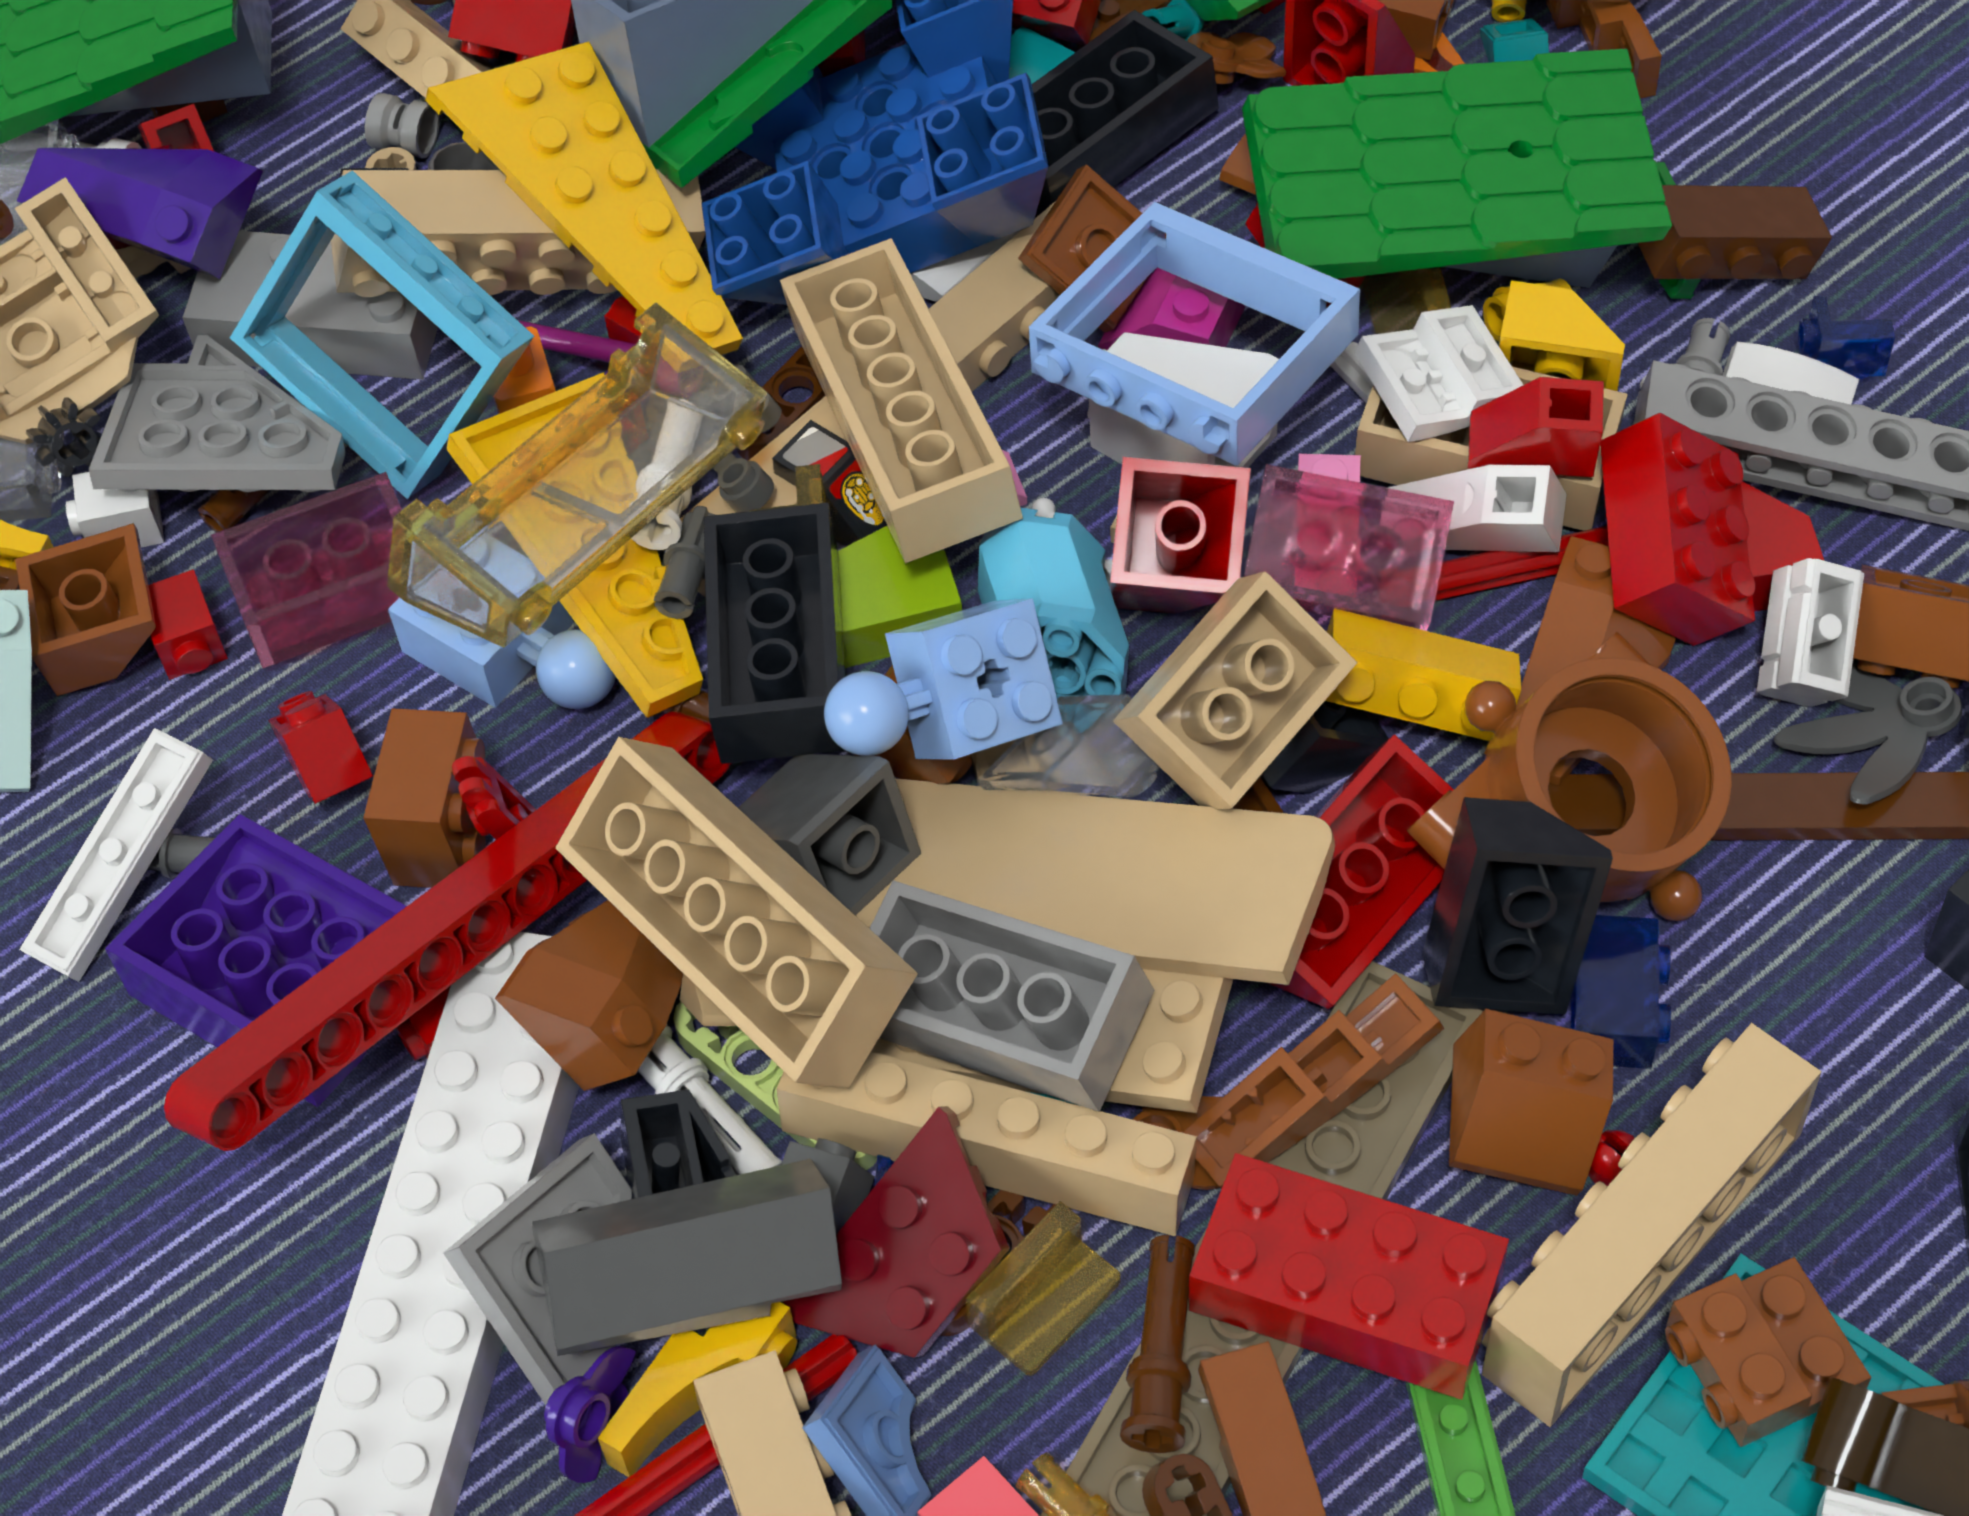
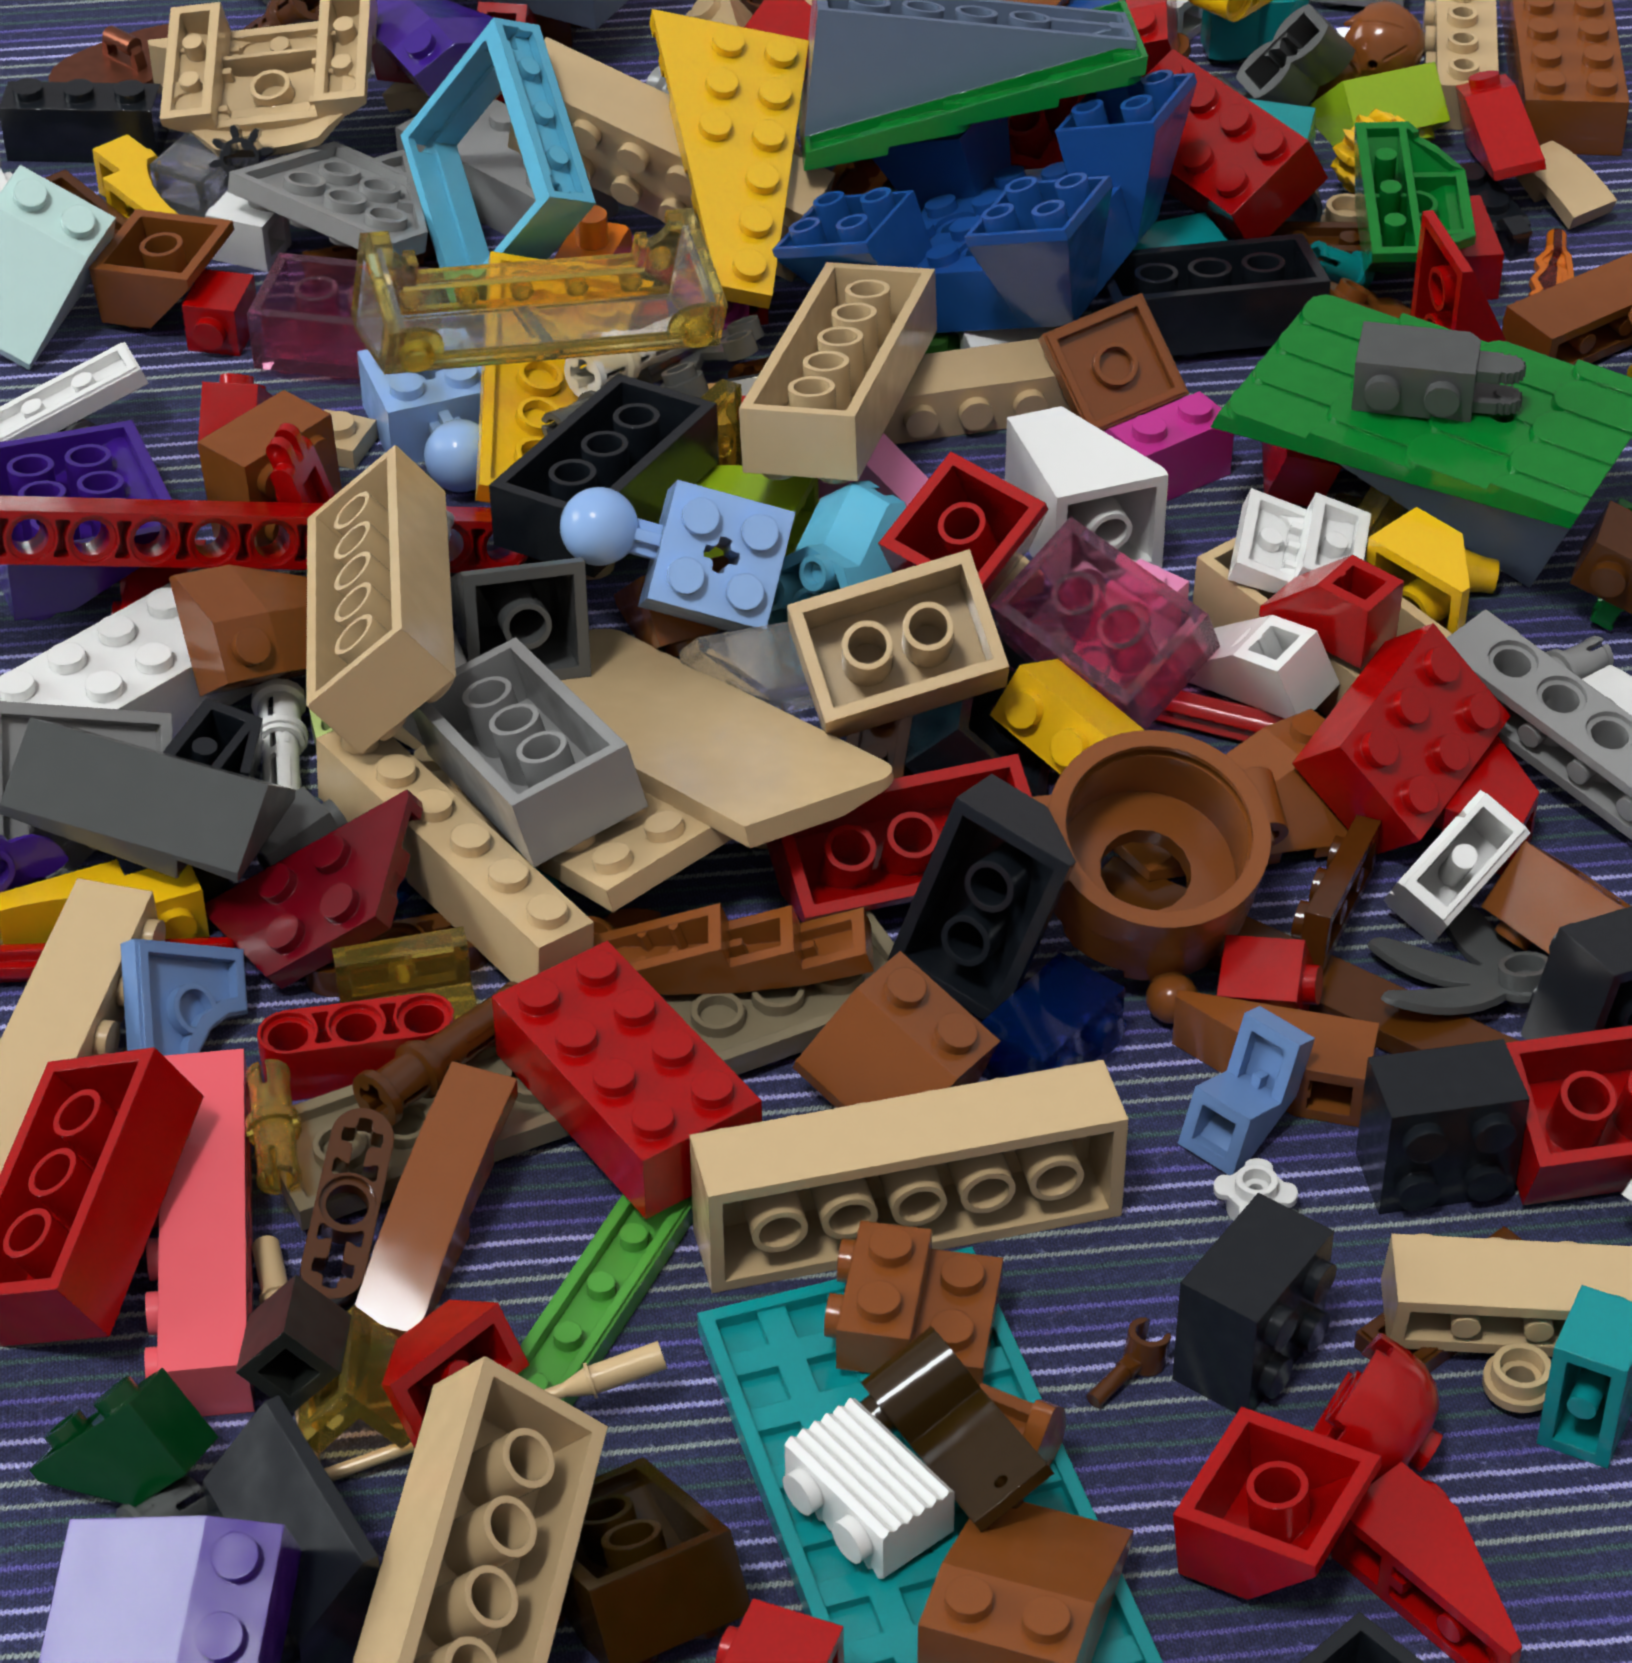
camera: 30 degrees right, 15 degrees down
(422, 692) = (353, 437): none -> tan plate
(1048, 1408) = (338, 1041): none -> red beam
(1220, 265) = (1216, 445): light blue window -> none
(1446, 142) = (1432, 374): none -> dark grey hinge
(1720, 687) = (1337, 889): none -> reddish brown plate
(1756, 837) = (1270, 972): none -> red brick
(1823, 900) = (1336, 1066): none -> dark orange slope
(1828, 961) = (1244, 1103): none -> medium blue slope
(1890, 1066) = (1253, 1178): none -> white plate
(1937, 1274) = (1138, 1358): none -> reddish brown hand

